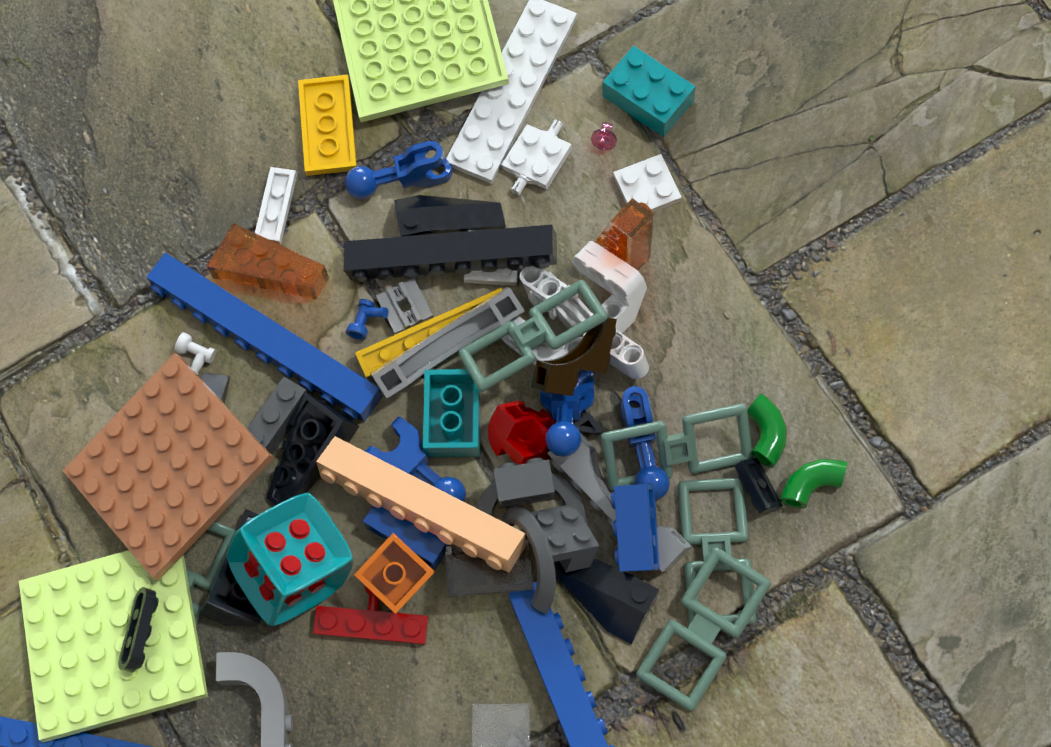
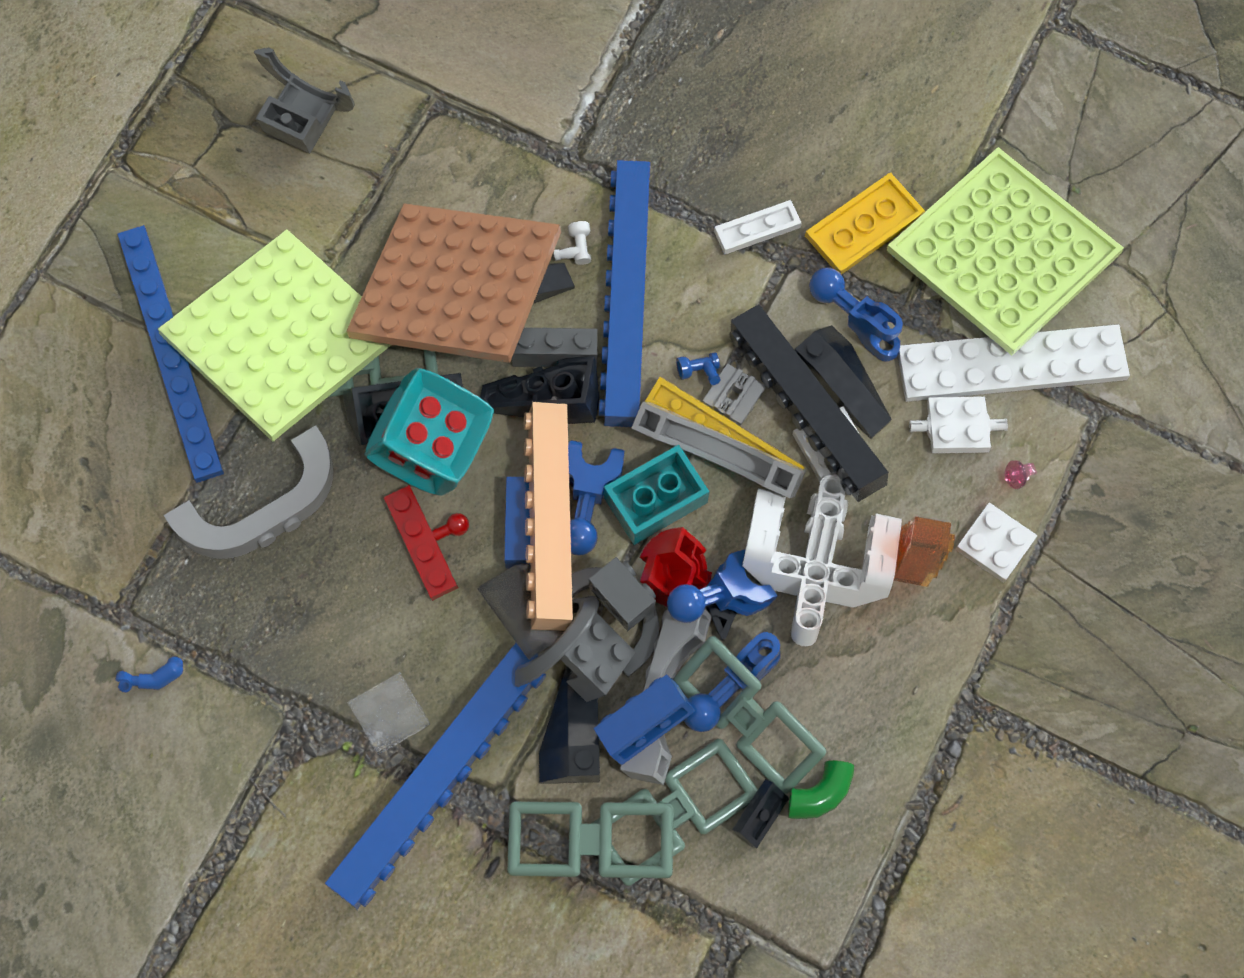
camera: 50 degrees right, 0 degrees up
(138, 630) = (293, 347): black plate -> none
(263, 263) = (694, 246): clear orange wedge -> none
(394, 573) = (472, 529): orange brick -> none
(532, 334) = (768, 516): sand green bar -> none
(589, 354) = (782, 581): dark brown arch -> none
(648, 91) = (1093, 487): teal brick -> none
(809, 478) = (801, 859): green cylinder -> none

